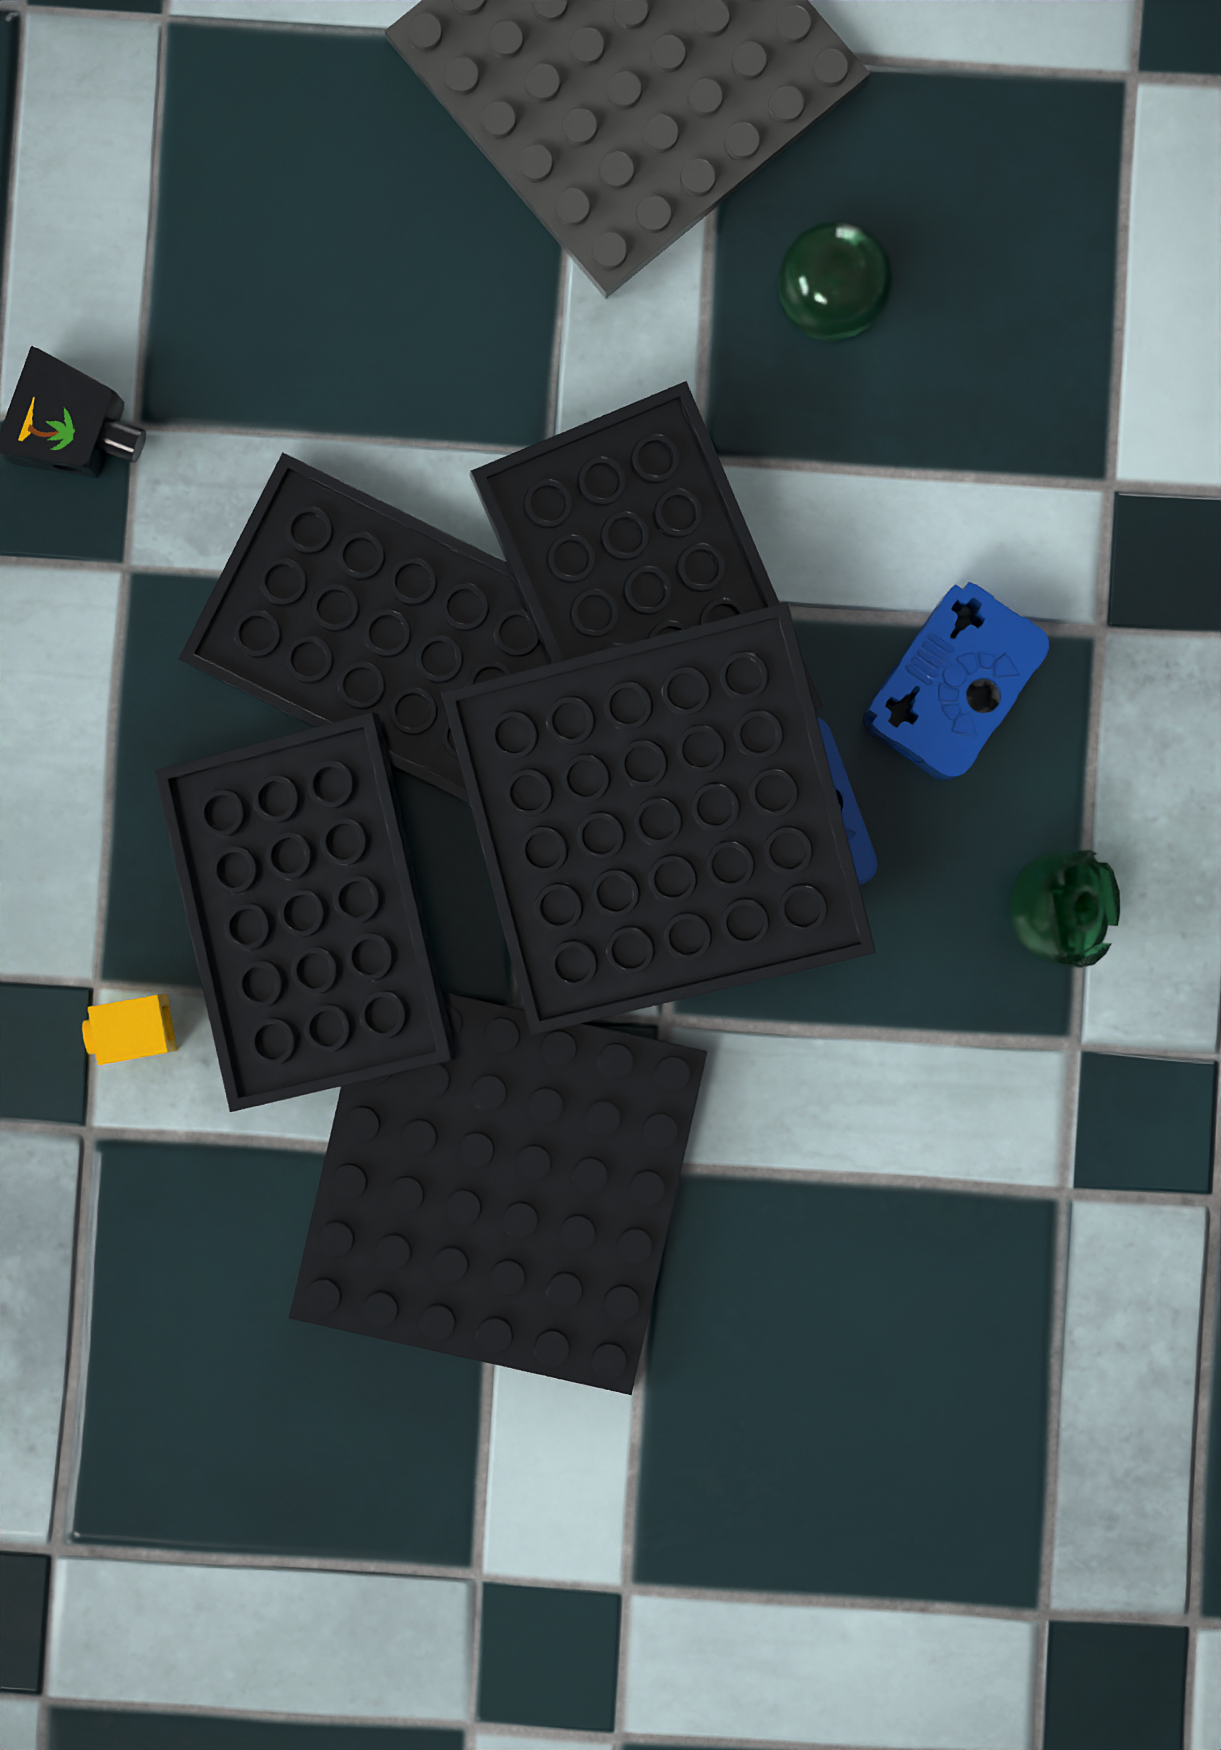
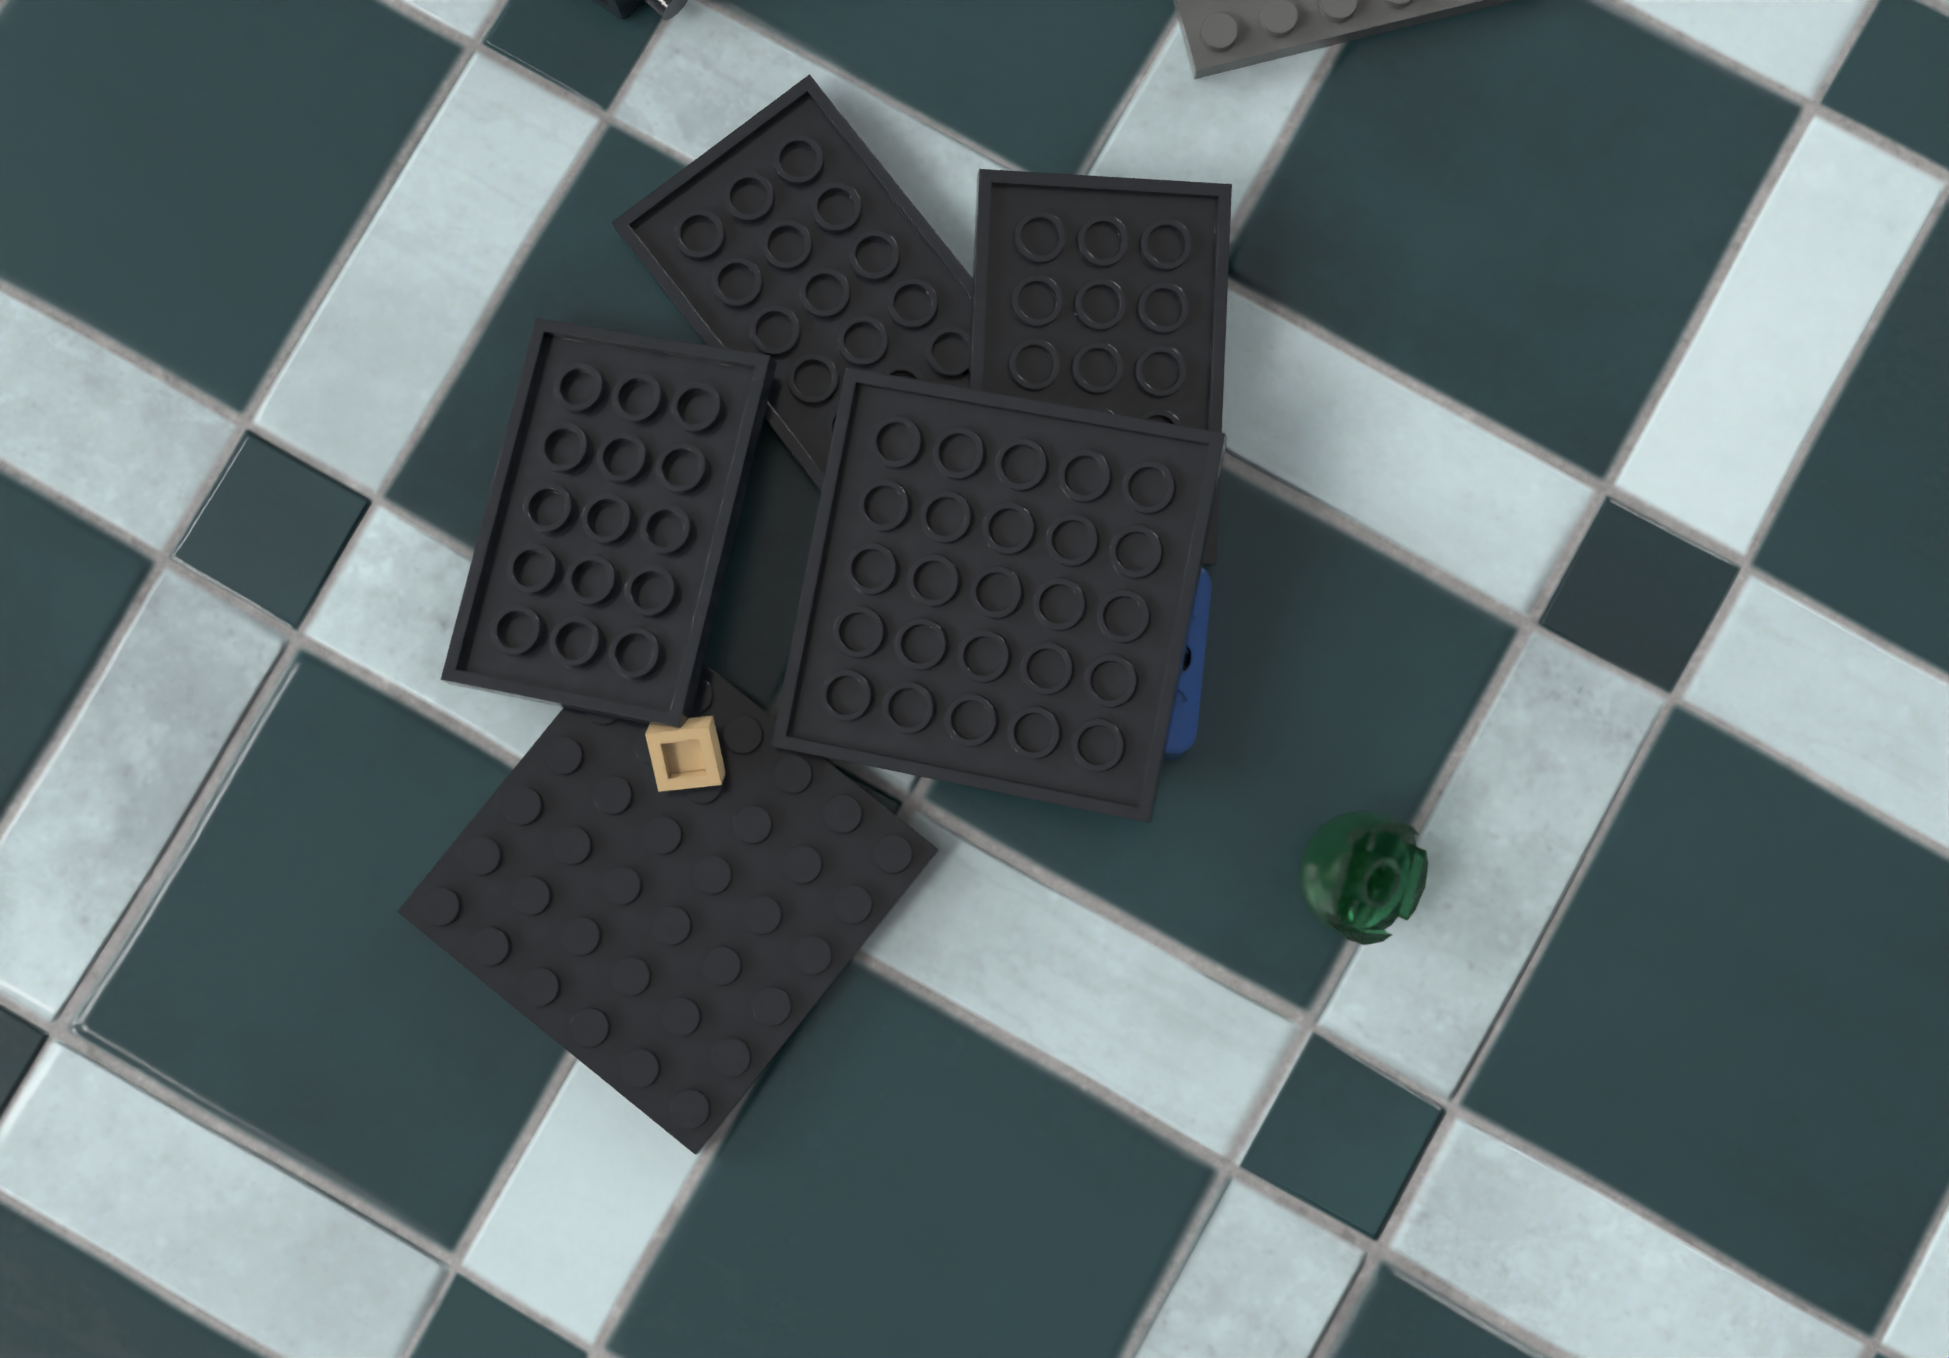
camera: 30 degrees right, 5 degrees down
(130, 1029) = (386, 554): yellow brick -> none
(467, 1078) = (686, 755): none -> tan plate
(835, 280) = (1425, 162): clear green cylinder -> none
(940, 669) = (1408, 591): blue axle -> none

